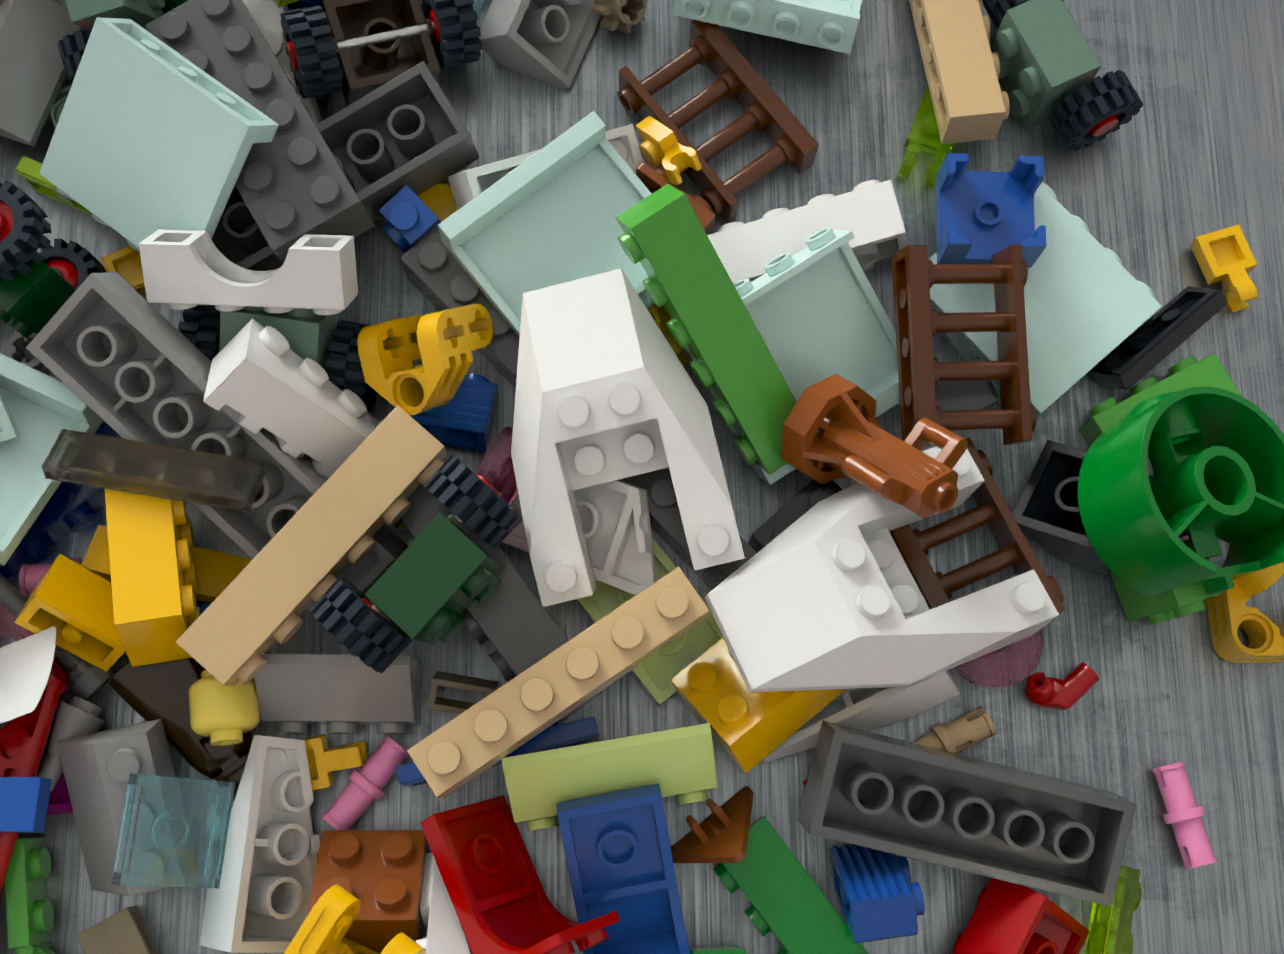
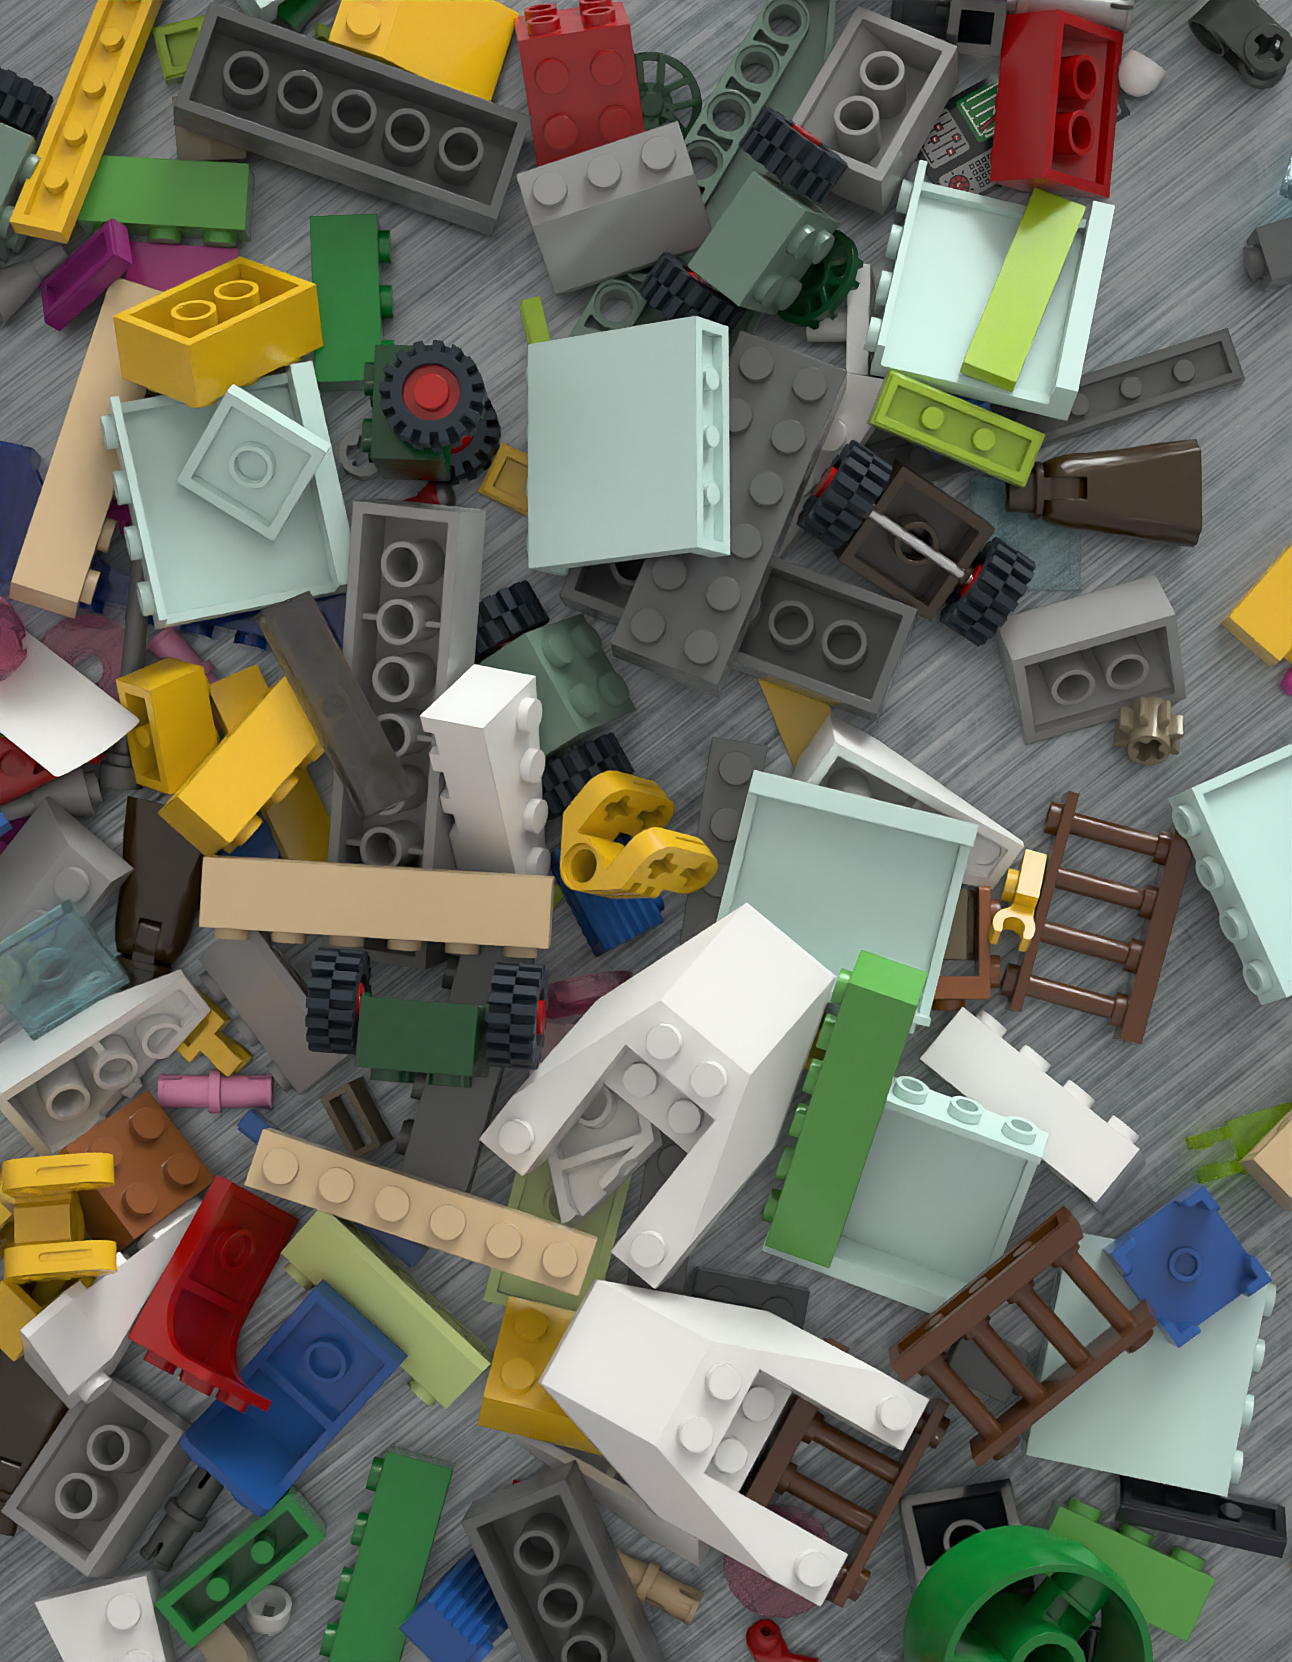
camera: 55 degrees right, 10 degrees up
(190, 271) = (538, 583): white arch -> none
(223, 710) = (176, 923): light yellow head -> none
(407, 218) = (758, 714): blue brick -> none
(721, 835) = (407, 1440): dark orange piece -> none
(838, 436) = (846, 1287): dark orange piece -> none

